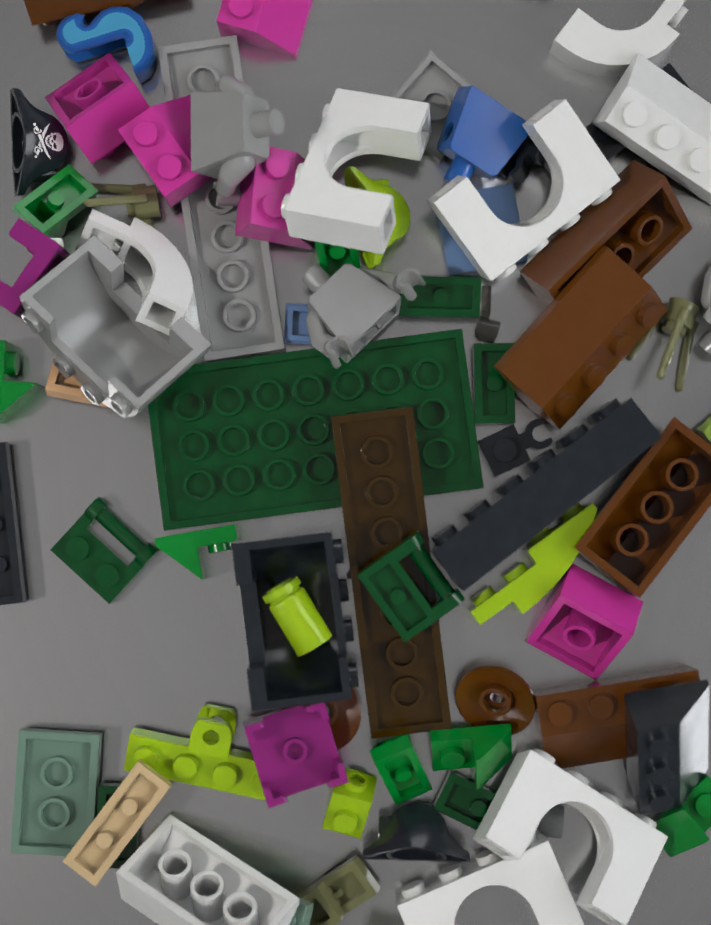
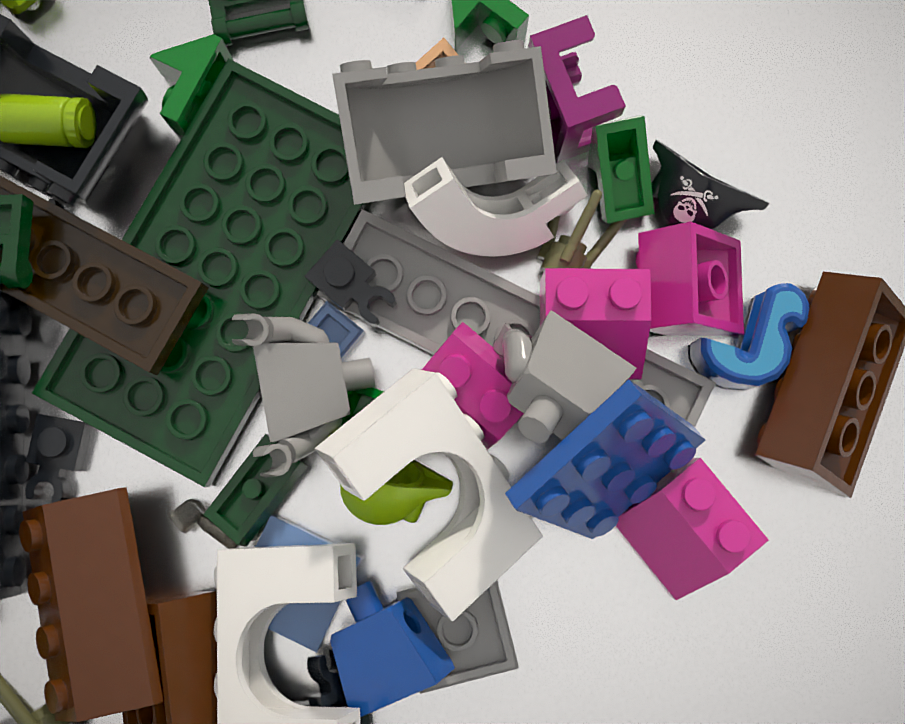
camera: 125 degrees right, 5 degrees down
(261, 334) = (346, 280): none -> black plate
(263, 70) = (607, 463): none -> blue plate
(491, 393) = (113, 465): dark green plate -> none

